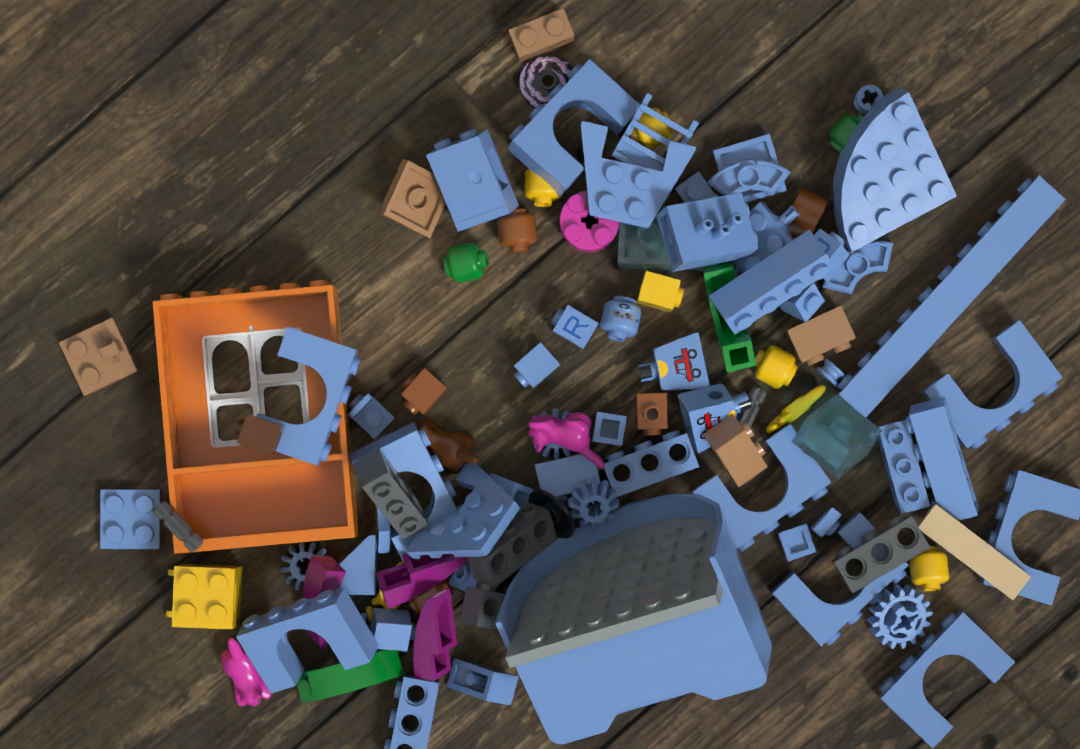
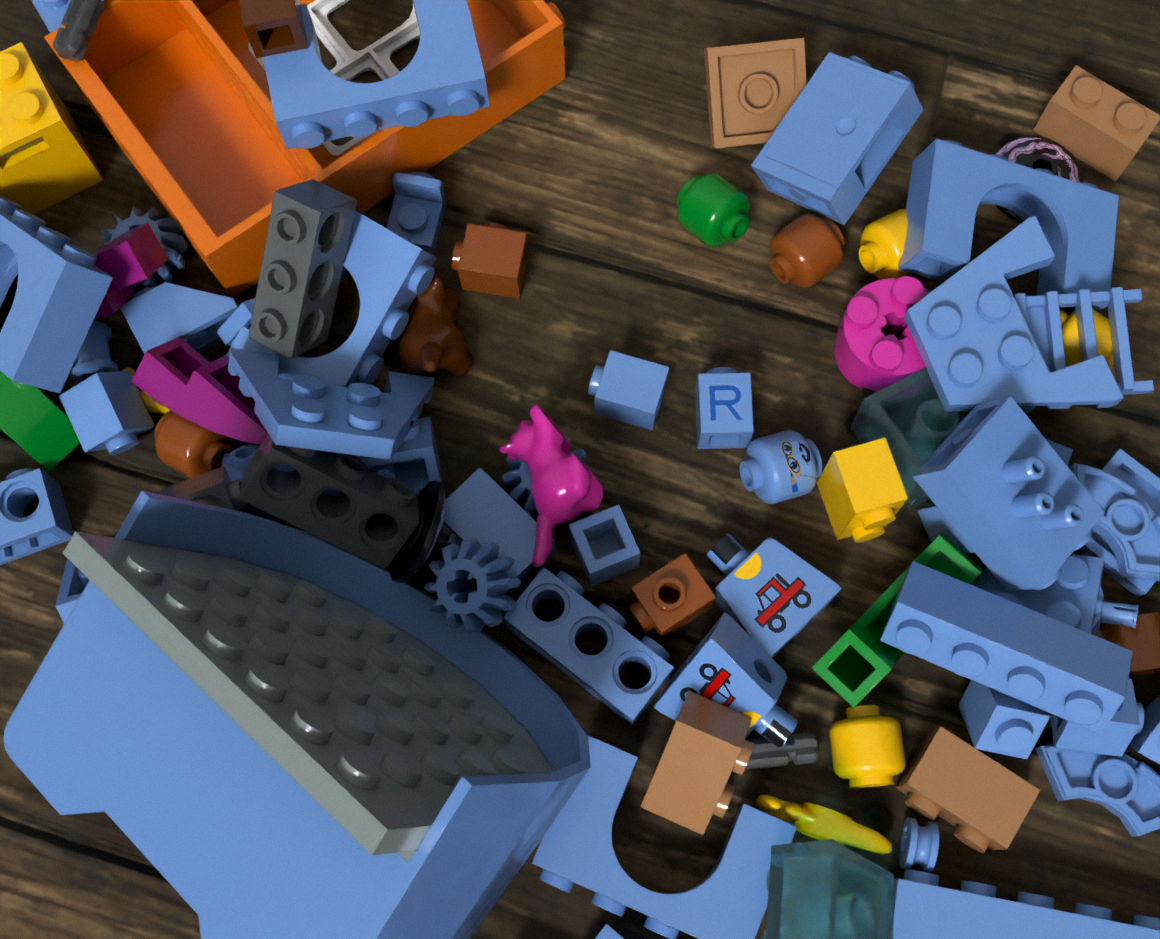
camera: 55 degrees right, 15 degrees down
(434, 637) = (116, 472): magenta slope -> none

